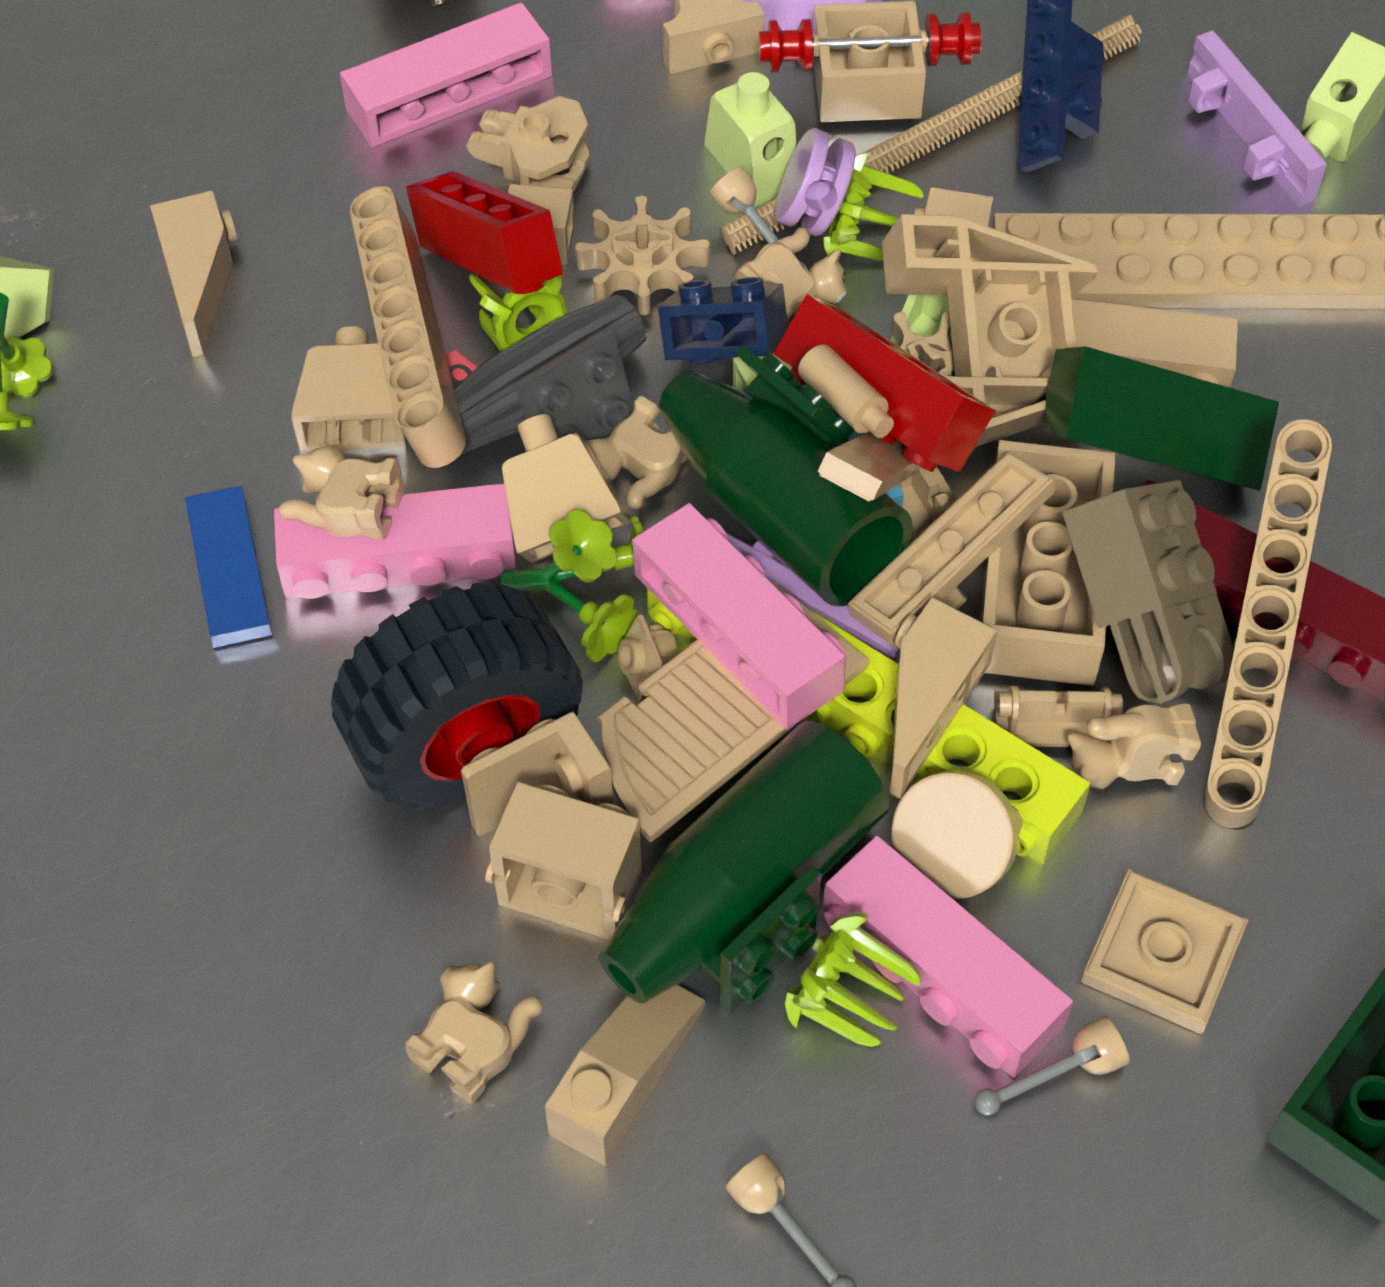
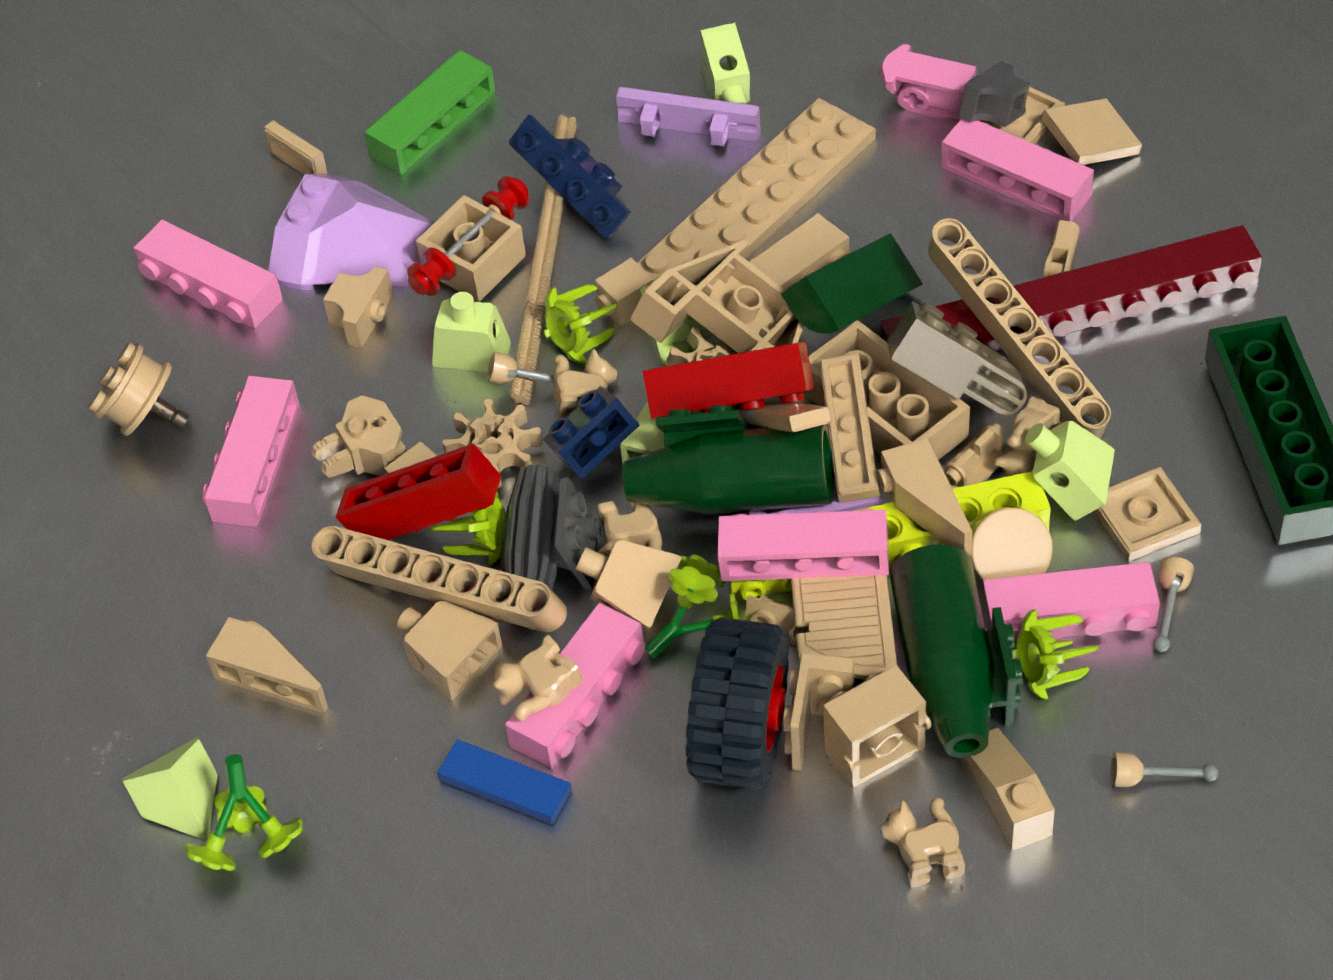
camera: 45 degrees left, 5 degrees down
(815, 182) = (543, 325): lavender head -> none
(846, 391) = (737, 394): tan cylinder -> none
(1133, 816) = (1072, 466): none -> yellowish green torso

